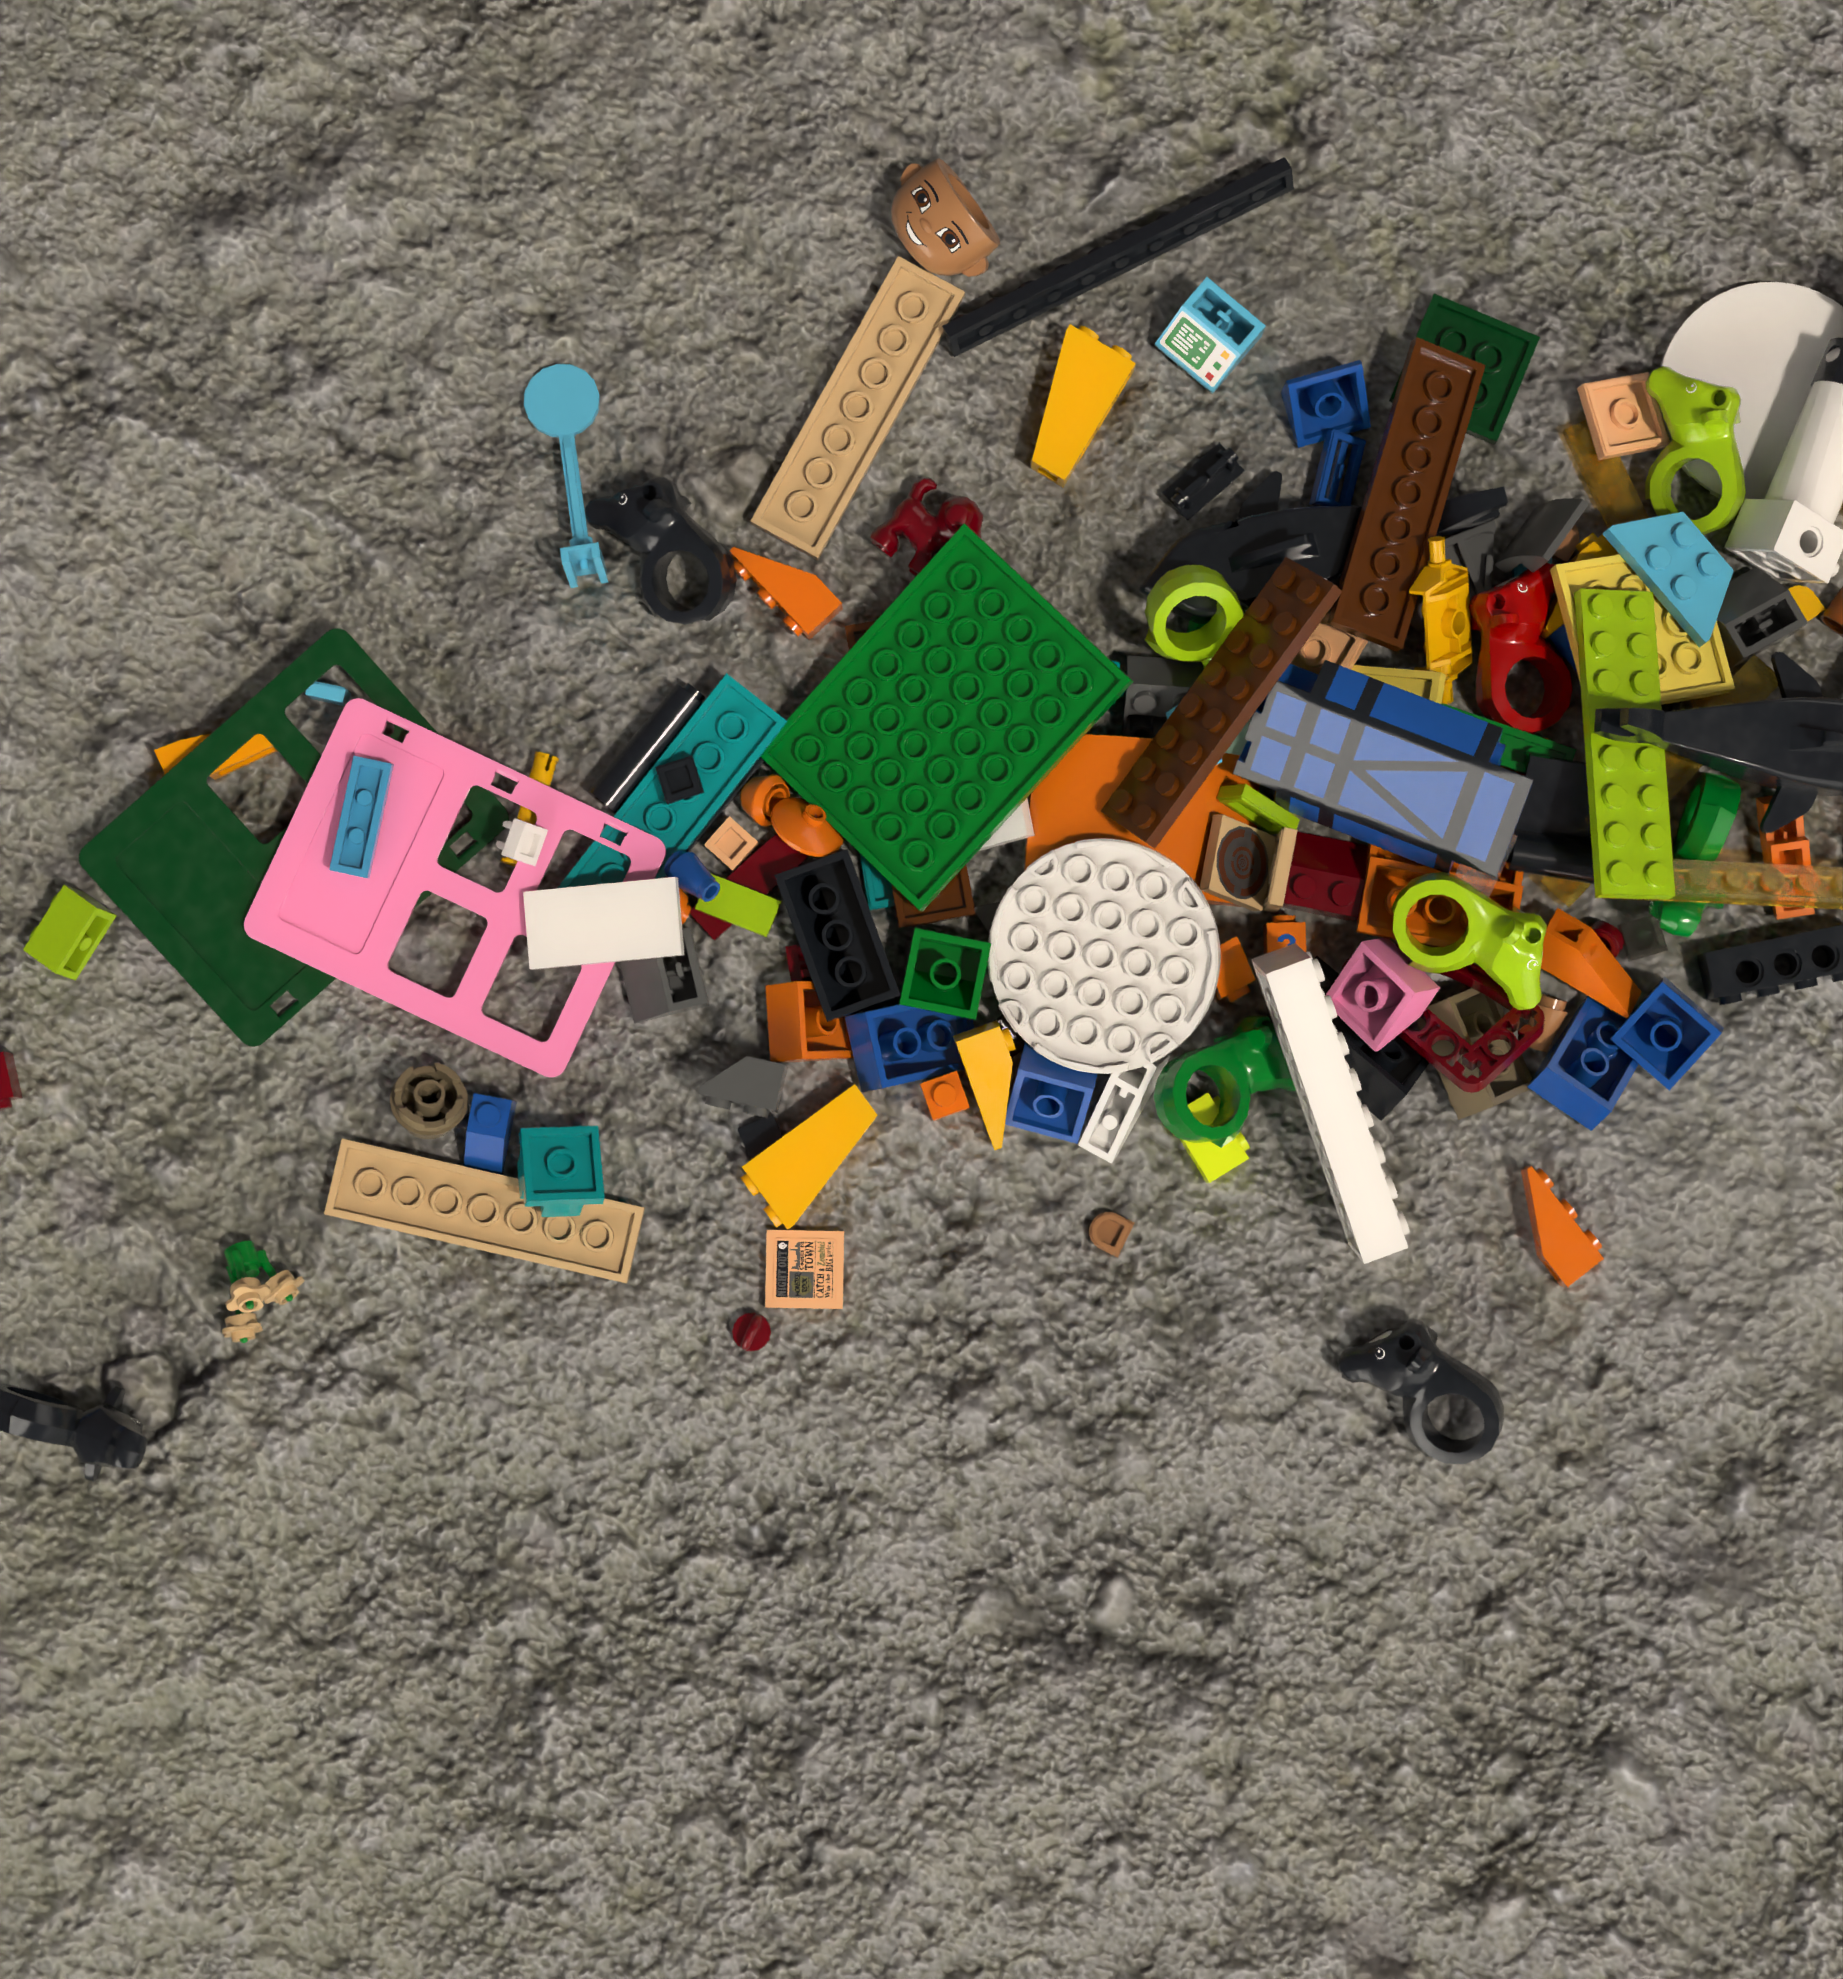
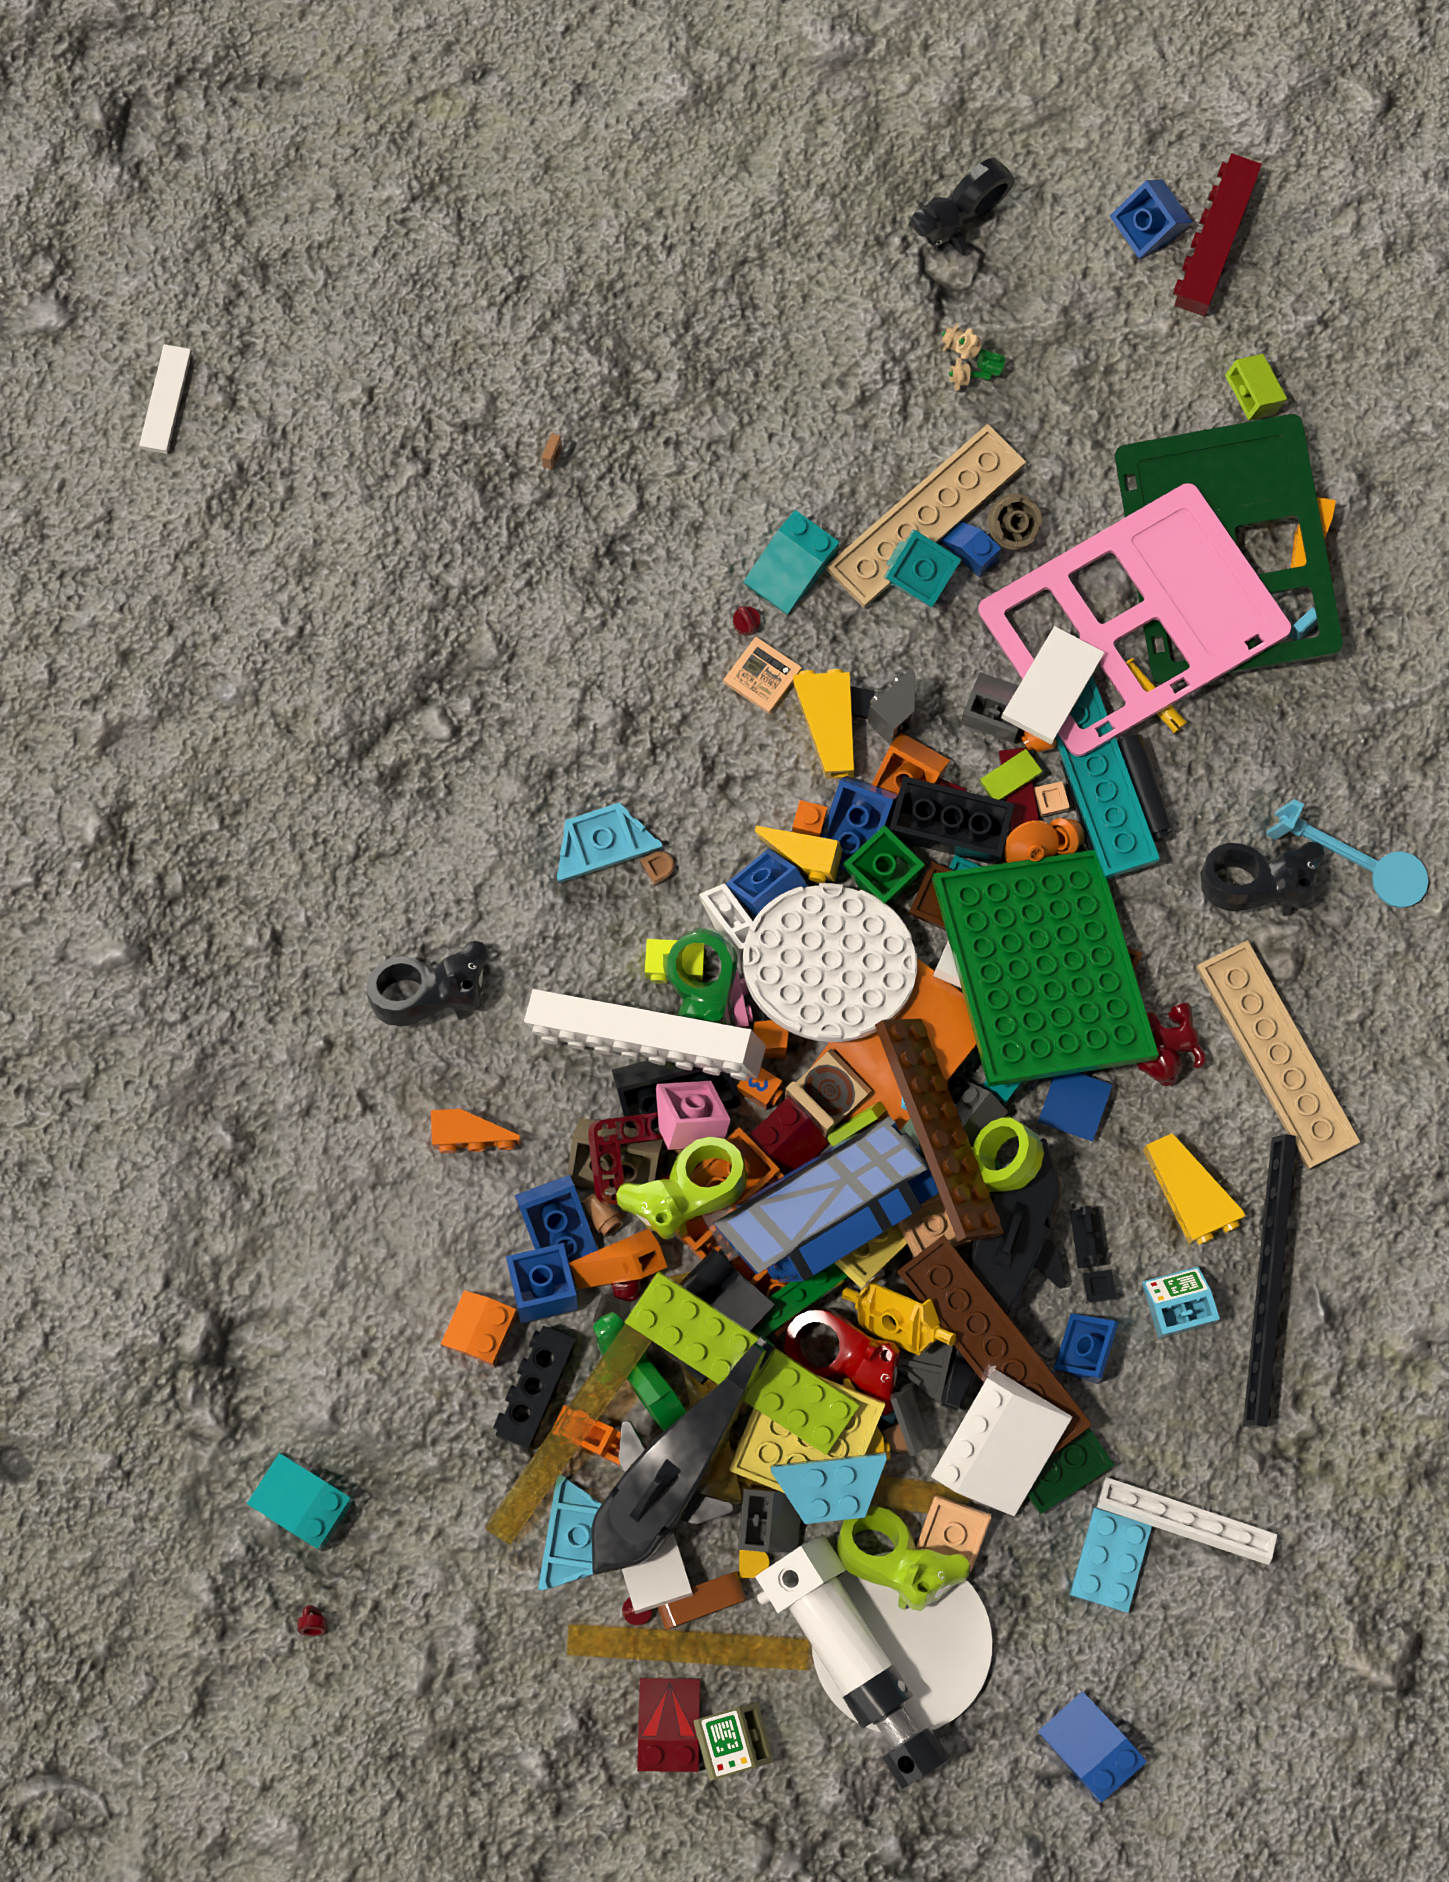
camera: 125 degrees right, 10 degrees down
(361, 817) = (1213, 587): dark azure plate -> none
(523, 841) = (1134, 669): white tile -> none
(649, 1326) = (792, 562): none -> teal slope
(679, 780) = (1111, 788): black tile -> none
(692, 875) = (1048, 757): blue cone -> none
(700, 1699) = (551, 451): none -> medium nougat tile
(795, 592) = (1179, 939): orange slope -> none
(942, 221) = (1364, 1182): medium nougat piece -> none
(1071, 584) = (1075, 1104): none -> blue slope
(1125, 1314) = (601, 841): none -> medium azure wing
(1216, 1021) = (741, 1013): none -> bright pink plate
(1250, 434) = (1098, 1286): none -> black plate
(1325, 466) = (1046, 1318): blue tile -> none
(1438, 181) = (1187, 1521): none -> white plate
(1503, 421) = (1001, 1444): none -> white slope
(1533, 236) = (1110, 1560): none -> medium azure plate
(1742, 128) = (1091, 1747): none -> slope
(1760, 1068) = (479, 1328): none -> orange slope

